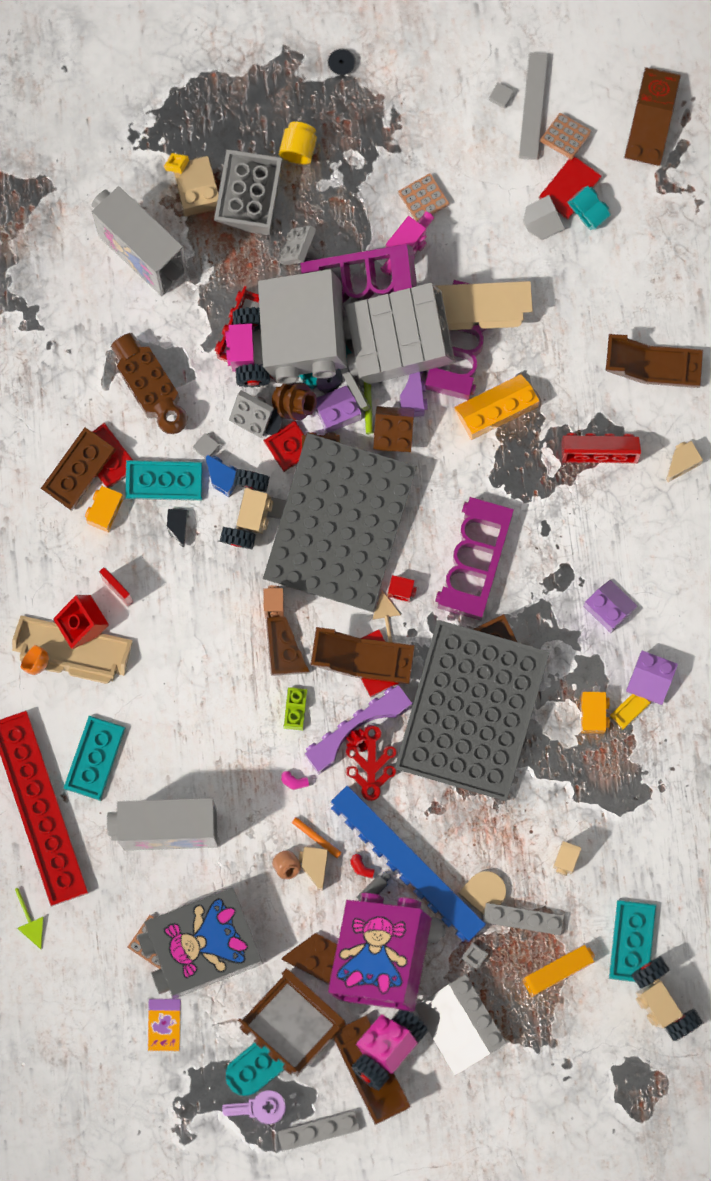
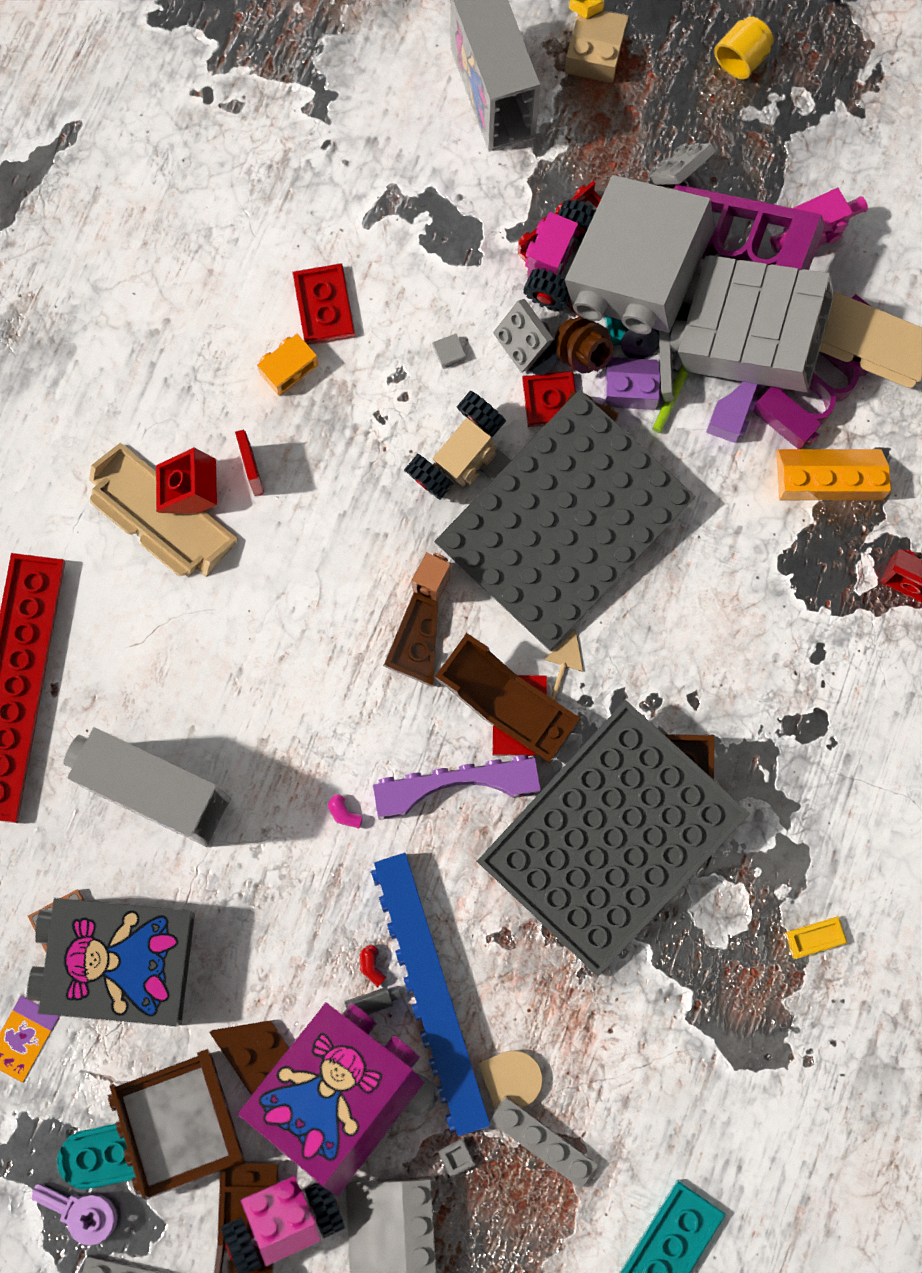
camera: 25 degrees right, 0 degrees up
(35, 660) = (104, 504): orange hair -> none
(78, 468) = (280, 301): reddish brown plate -> none
(94, 758) = (115, 659): teal tile -> none
(149, 383) = (419, 241): reddish brown brick -> none
(164, 480) = (376, 365): teal tile -> none
(177, 524) = (364, 426): black slope -> none
(221, 475) = (448, 392): blue slope -> none
(248, 191) = (656, 74): light grey slope -> none
(286, 864) = (277, 914): nougat head -> none
(295, 709) = (391, 722): lime slope -> none
(314, 864) = (312, 933): tan slope -> none
(316, 837) = (335, 898): orange bar -> none
(357, 740) = (449, 803): red gear -> none
(371, 766) = (448, 843): red plant -> none
(393, 429) = (689, 437): reddish brown brick -> none
(401, 589) = (600, 639): red brick -> none
(423, 196) = (866, 178): tile -> none
(487, 514) = (750, 597): magenta fence -> none
(558, 970) = (554, 1237): light orange slope -> none
(566, 858) = (638, 1093): tan slope -> none
(594, 712) = (768, 919): light orange brick -> none
(609, 605) = (854, 792): medium lavender slope -> none
(651, 677) = (865, 911): medium lavender slope -> none

